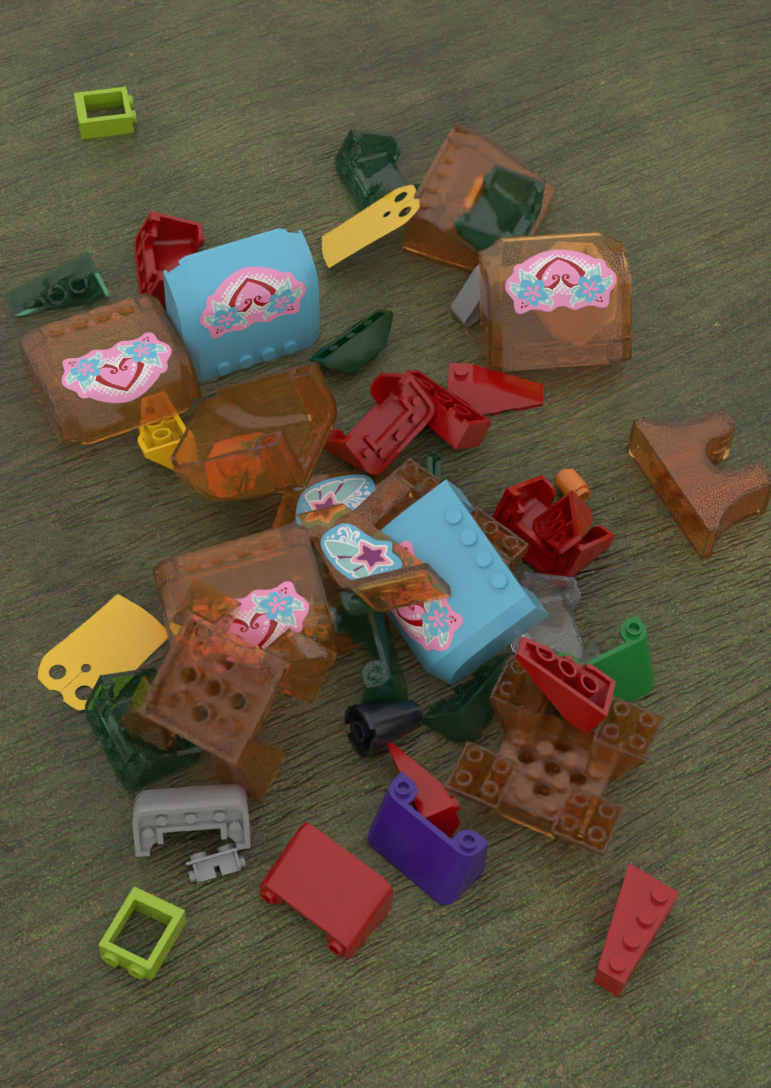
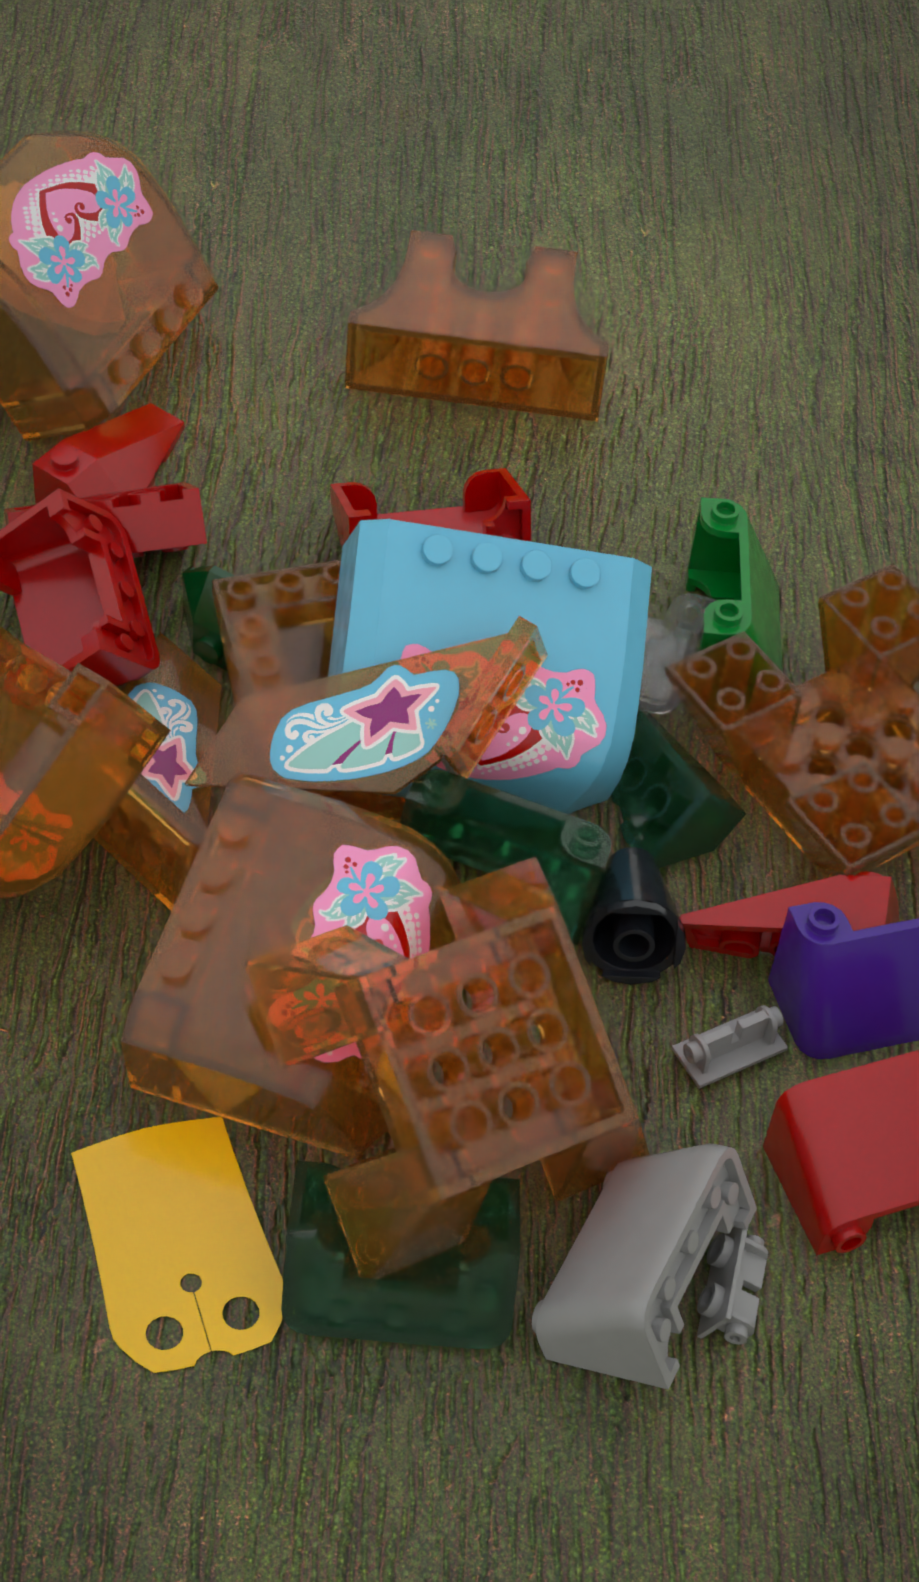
camera: 60 degrees left, 5 degrees down
(156, 909) = (784, 1412): lime window -> none
(343, 802) = (732, 1046): none -> light grey hinge
(564, 522) = (468, 492): red wedge -> none
(570, 480) = (372, 467): orange brick -> none
(575, 690) = (789, 625): red wedge -> none

